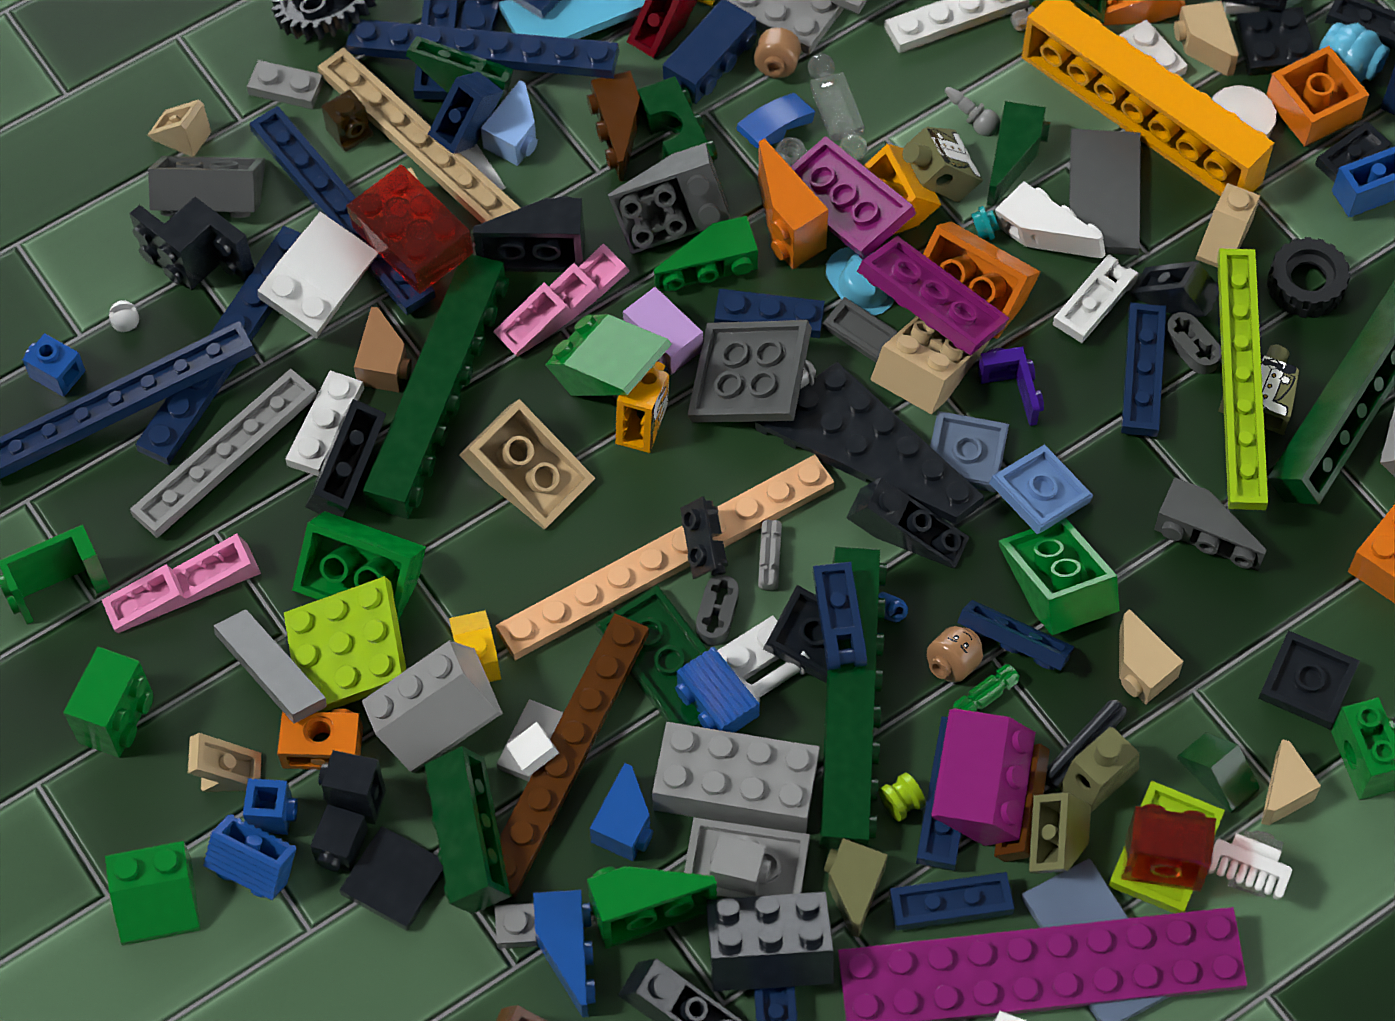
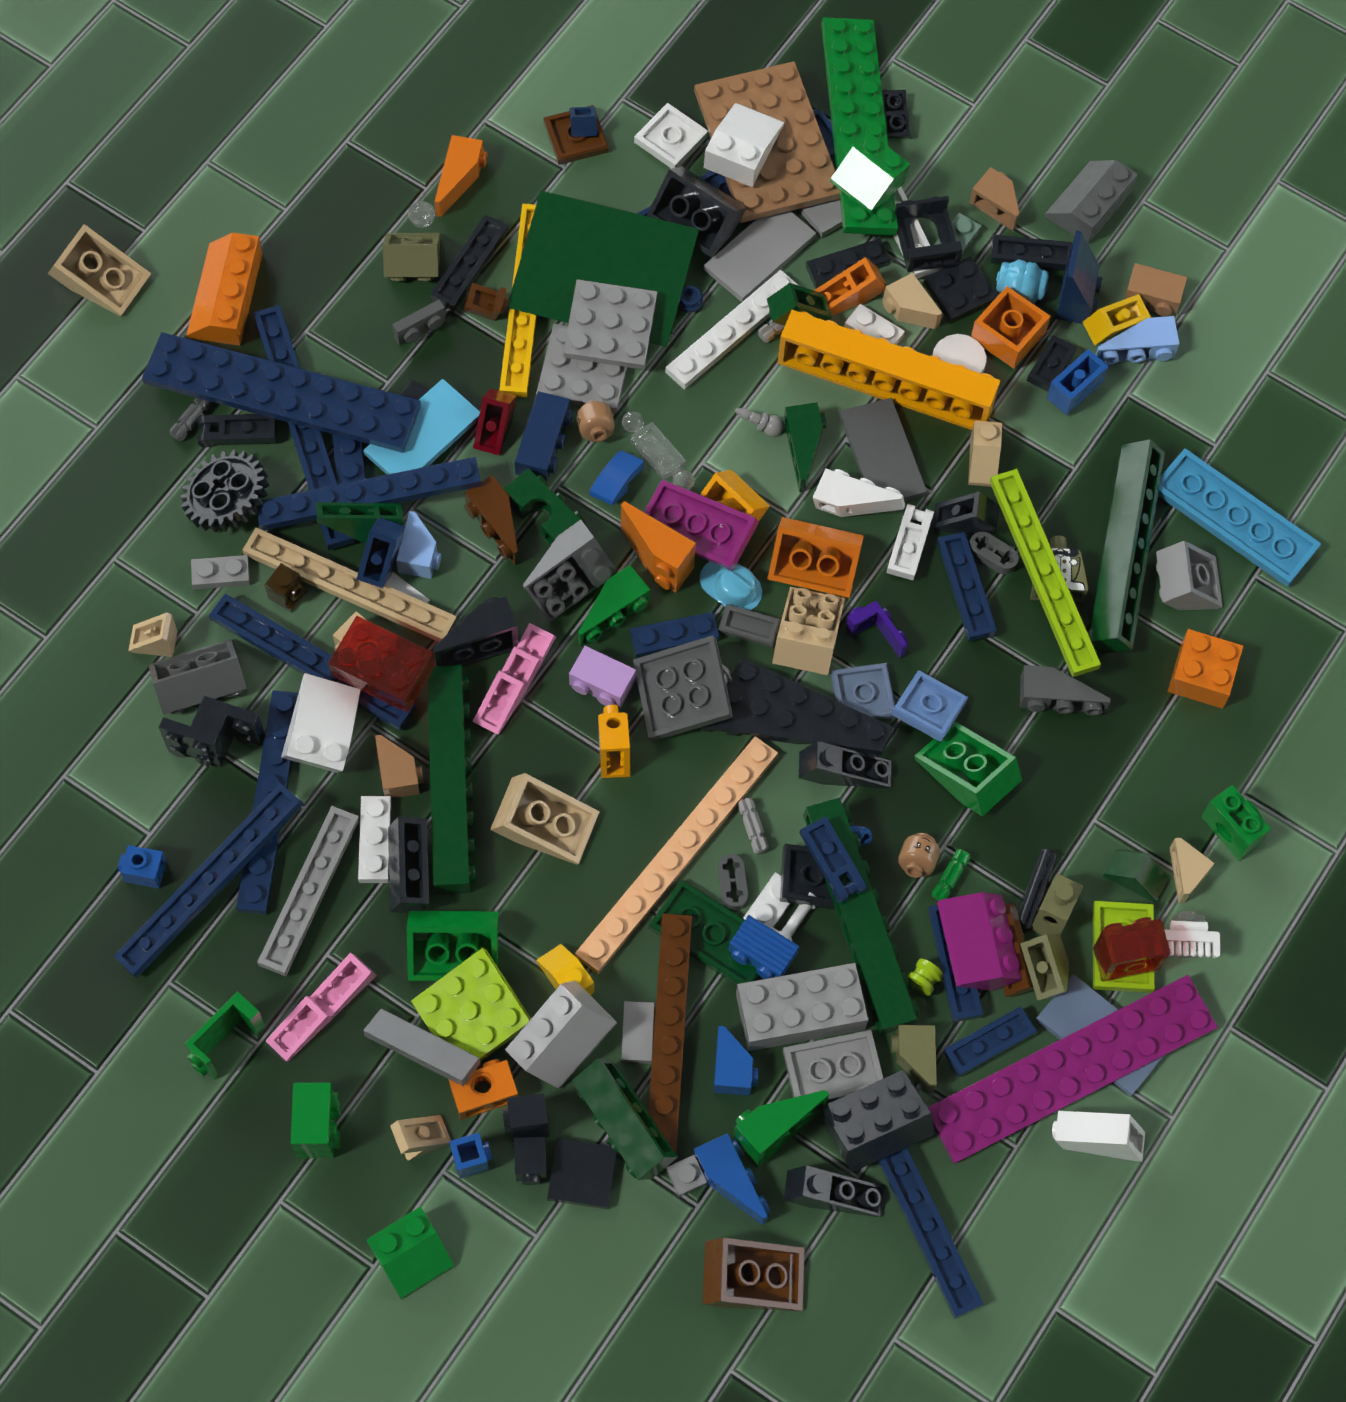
camera: 25 degrees left, 5 degrees up
(123, 316) = (181, 810): white hinge -> none
(249, 857) = (472, 1199): blue brick -> none
(532, 749) = (646, 1040): white tile -> none
(605, 356) = (575, 715): slope -> none
(701, 523) = (697, 825): black hinge -> none
(739, 864) = (834, 1071): light grey brick -> none
(793, 147) = (638, 494): clear plate -> none
(933, 295) = (795, 582): magenta plate -> none
(942, 163) = (755, 469): olive torso -> none
(985, 223) = (806, 509): teal plate -> none
(1015, 635) = (956, 825): dark blue plate -> none
(1144, 660) = (1053, 810): tan slope -> none
(1309, 679) = (1173, 784): black plate -> none
(1313, 253) = (1052, 493): black tyre -> none

